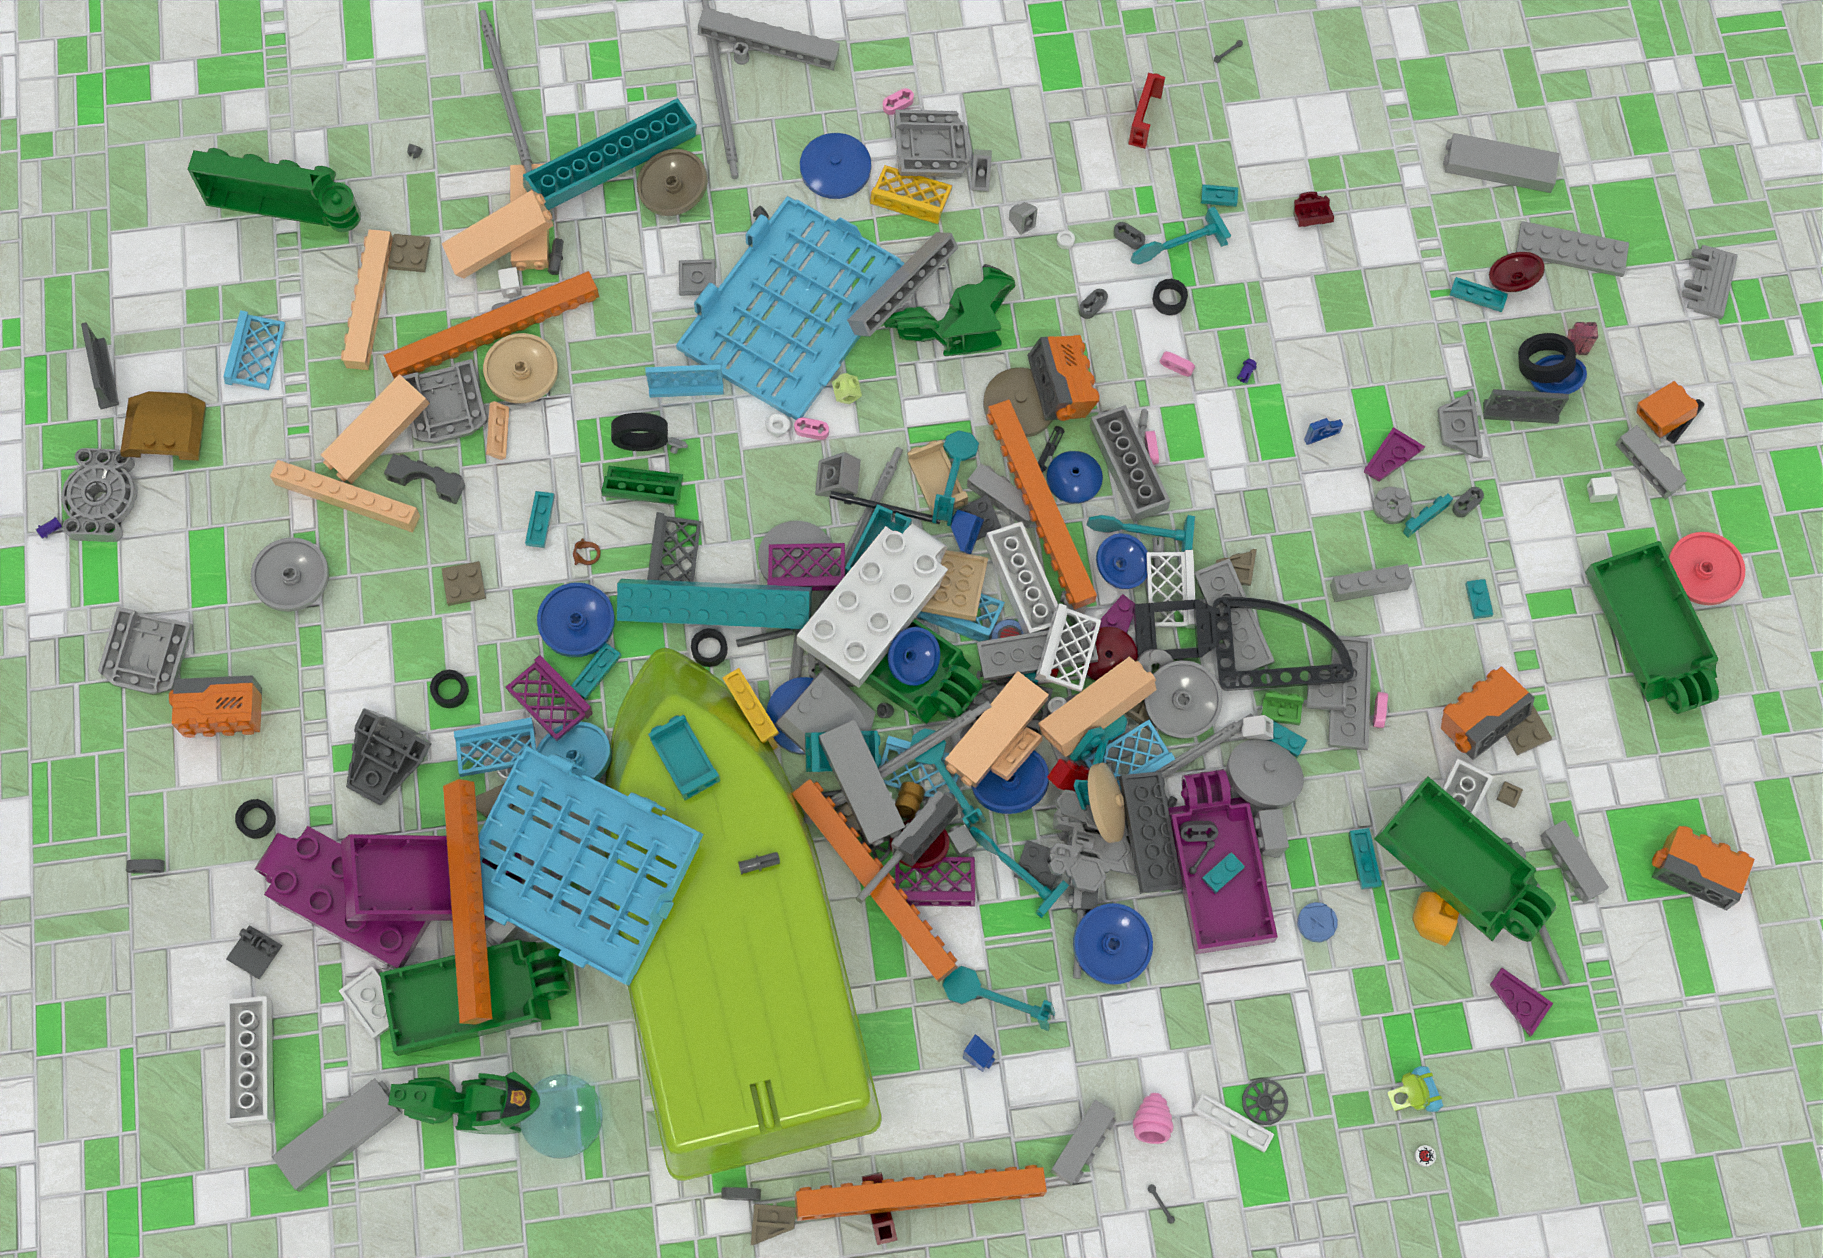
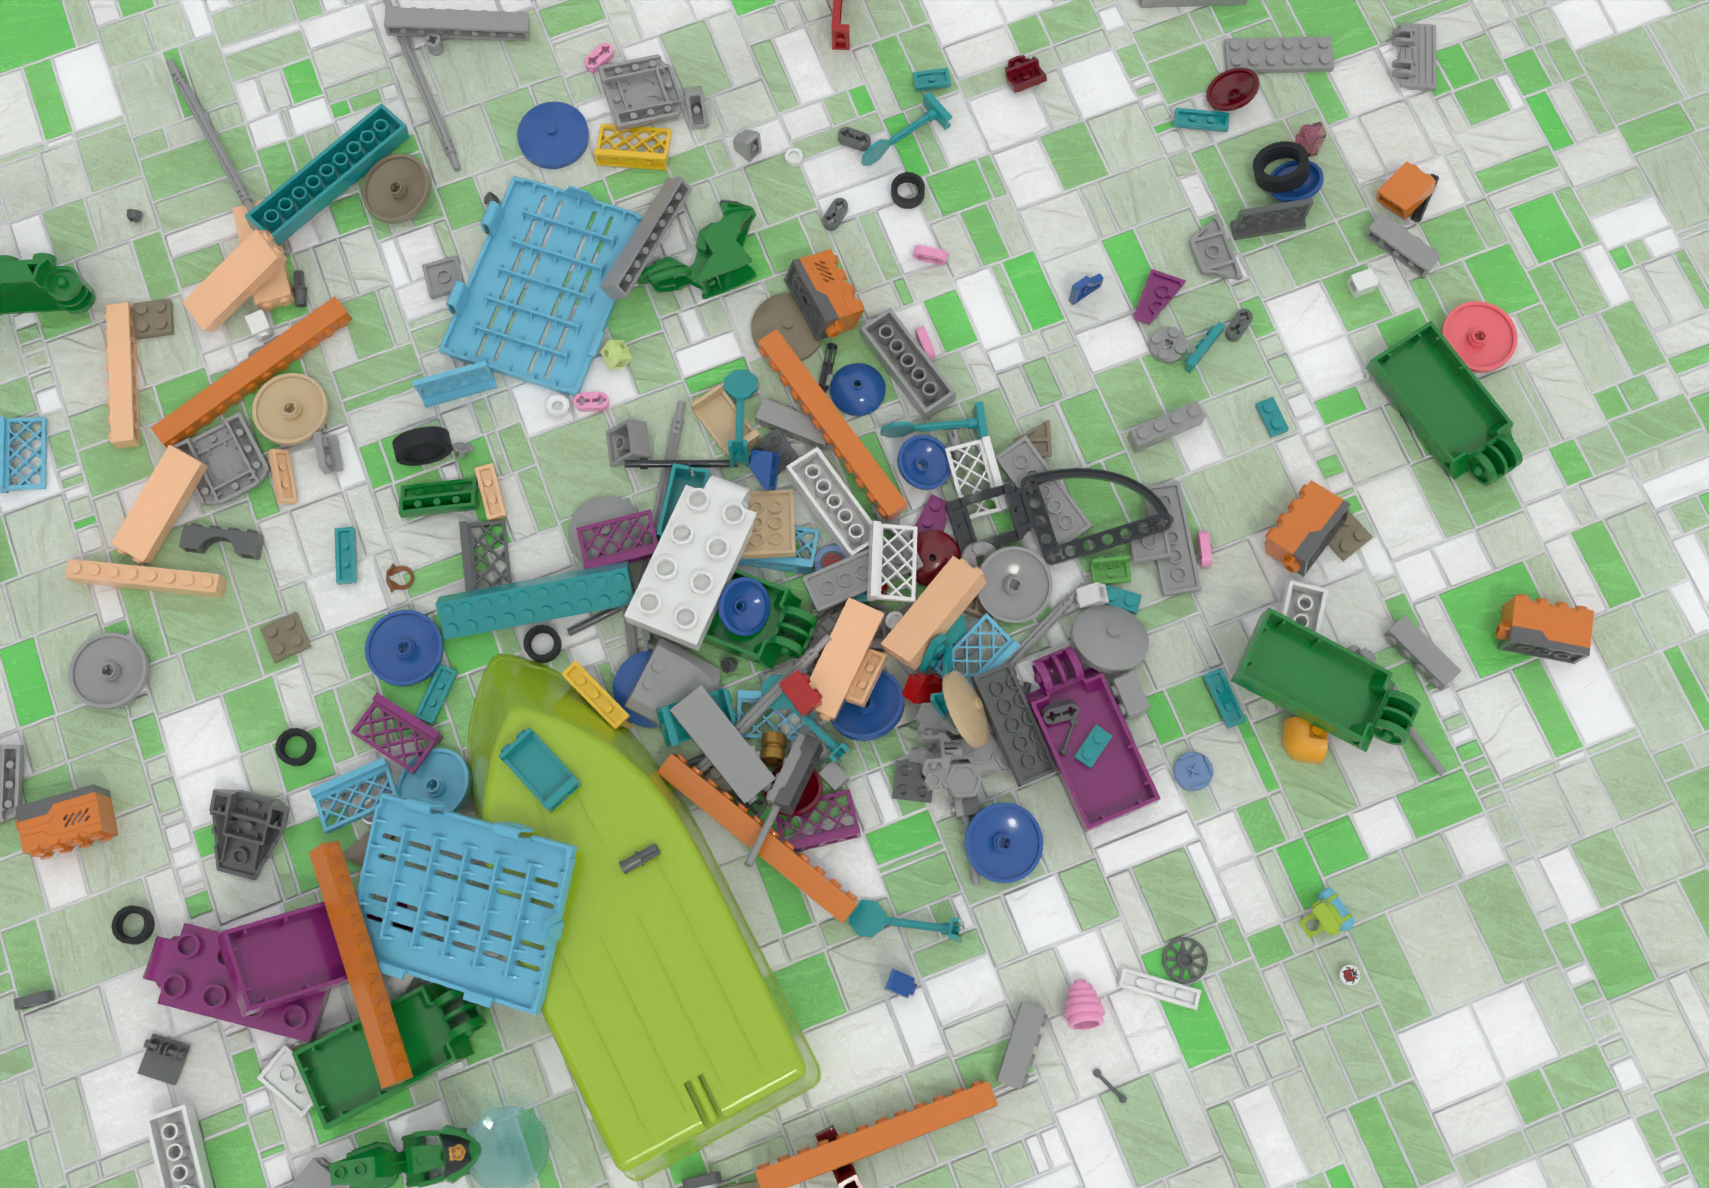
camera: 10 degrees left, 5 degrees up
(546, 418) = (328, 453): none -> light grey bracket
(693, 492) = (490, 492): none -> light nougat plate
(949, 751) = (800, 693): none -> red brick
(1049, 897) = (931, 810): teal piece -> none
(1143, 422) = (911, 320): light grey piece -> none
(1246, 371) = (998, 246): dark purple pin -> none
(1509, 794) = (1345, 601): dark tan tile -> none
(1521, 1000) = (1406, 801): magenta wing -> none

